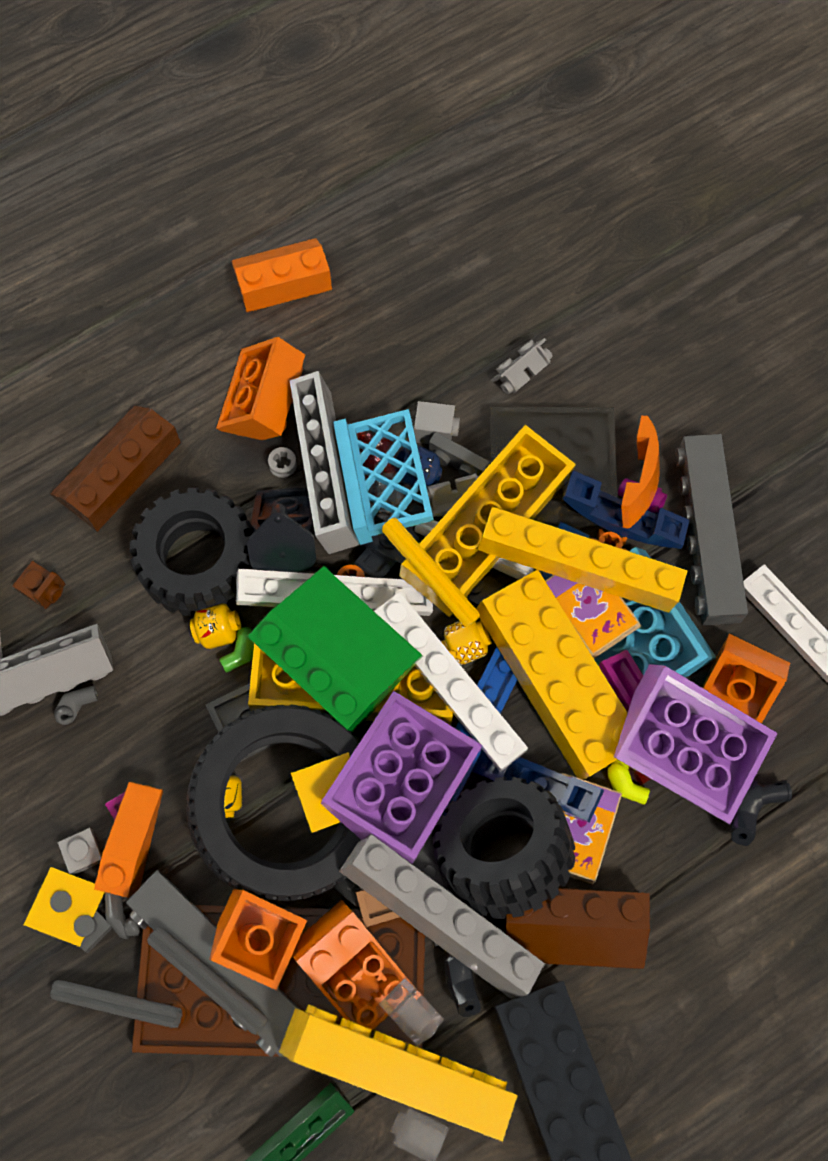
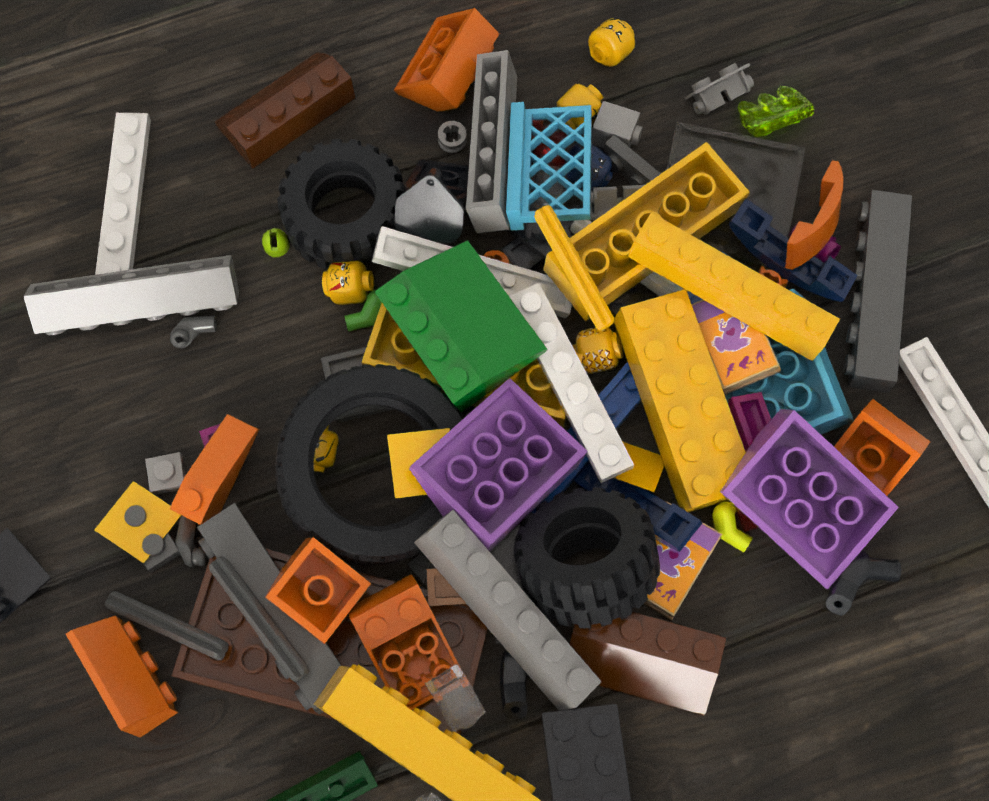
camera: 15 degrees right, 0 degrees up
(40, 585) = (184, 208): reddish brown bracket -> none
(85, 1063) = (124, 674): none -> orange slope
(143, 599) = (282, 242): none -> lime hinge
(397, 401) = (579, 96): none -> yellow head
(412, 342) = (611, 42): none -> yellow head
(539, 745) = (646, 468): none -> yellow sticker
(577, 379) = (774, 112): none -> clear neon green plate

